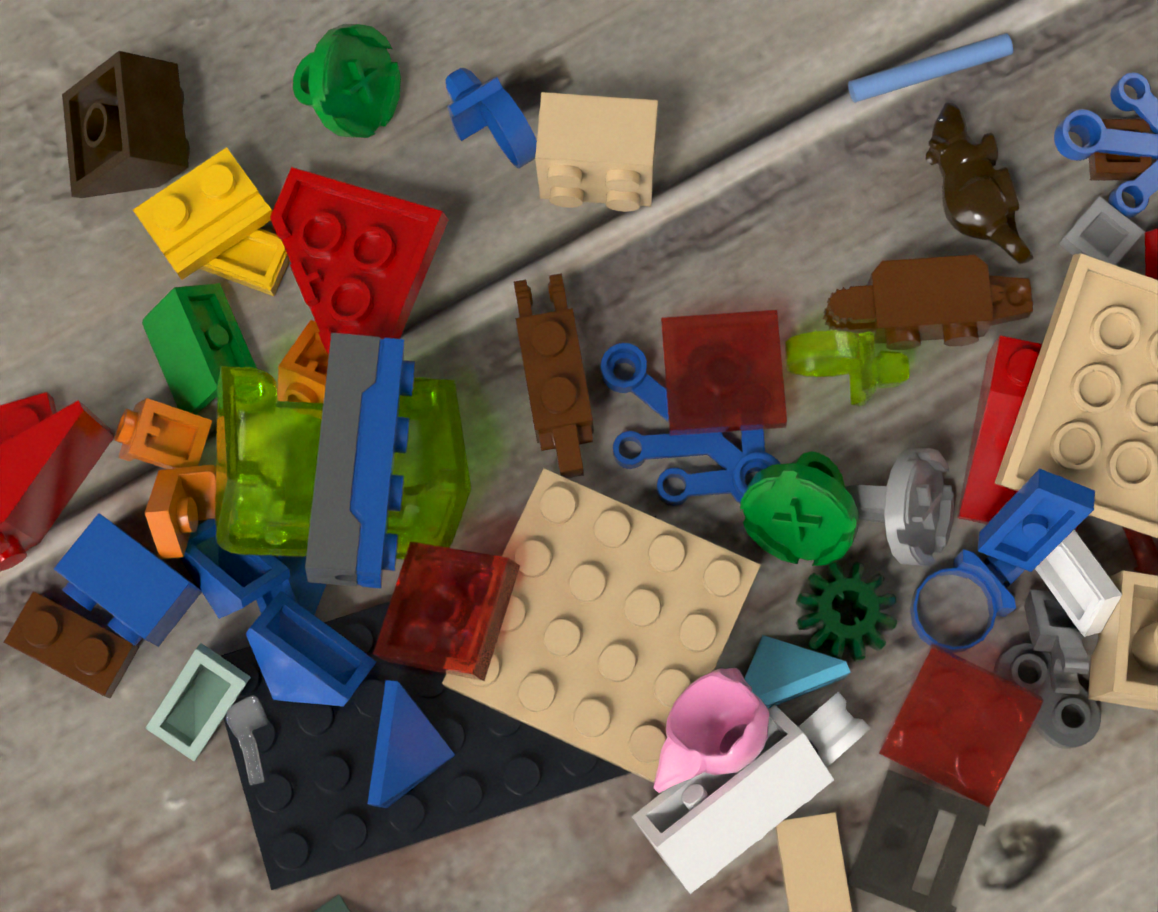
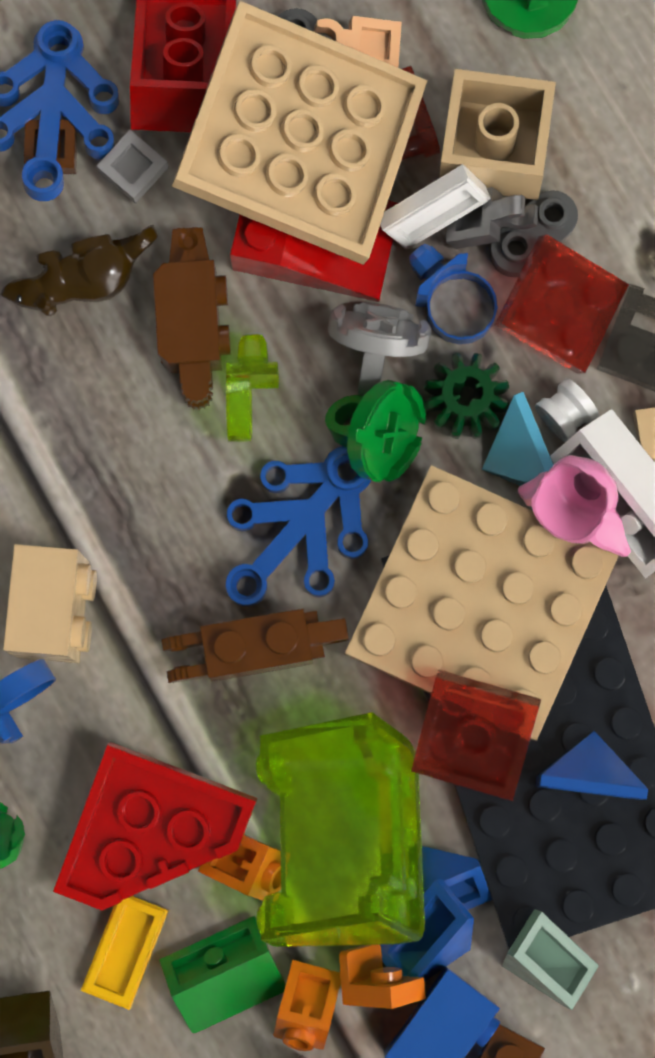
camera: 95 degrees left, 5 degrees up
(204, 213) = (94, 974): yellow plate -> none
(243, 719) = (568, 916): clear hand -> none
(304, 656) = (514, 861): blue slope -> none
(357, 461) = (348, 811): piece -> none
(723, 372) = (255, 495): clear red plate -> none
(1036, 520) = (399, 230): blue plate -> none

